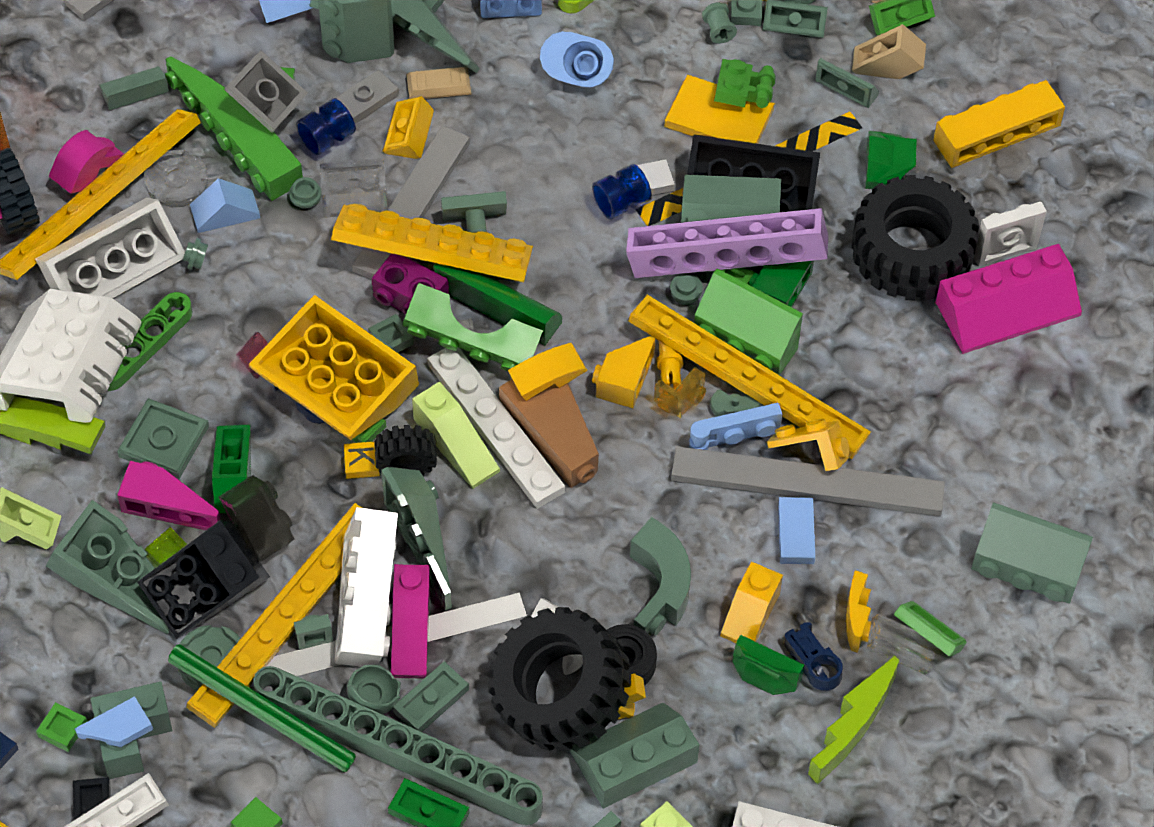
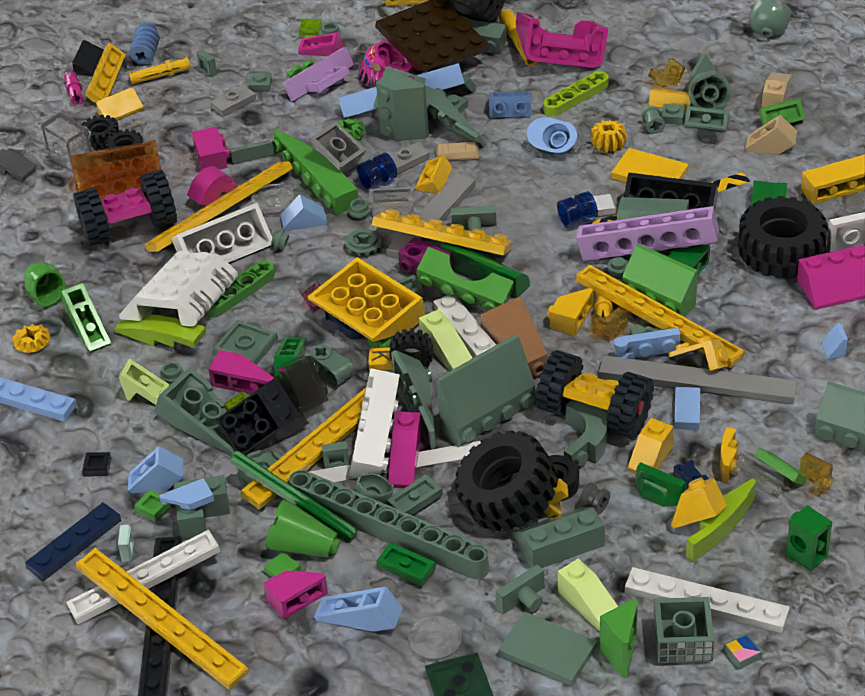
camera: 10 degrees right, 15 degrees down
(31, 793) = (126, 543): none -> light aqua tile
(60, 672) = (156, 472): none -> light blue slope
(62, 495) = (171, 371): none -> sand green plate
(73, 89) = (210, 148): none -> dark pink brick
(279, 770) = (300, 533): none -> bright green cone
(288, 43) = (357, 127): none -> bright green gear
(291, 477) = (331, 365): none -> sand green piece
(316, 241) = (363, 236): none -> sand green gear
(518, 529) = (485, 391): none -> sand green slope
(547, 368) = (520, 300): yellow slope -> none
(635, 509) = (624, 399): none -> black plate
(657, 54) = (608, 136): none -> yellow gear
(680, 691) = (594, 497): none -> dark grey wheel
(740, 84) = (664, 151): bright green plate -> none
(826, 705) = (698, 502): none -> yellow slope
(846, 83) = (740, 153): sand green slope -> none
(973, 750) = (808, 537): none -> green brick
(981, 636) = (817, 472): none -> clear yellow bracket
(994, 414) = (835, 342): none -> light blue slope

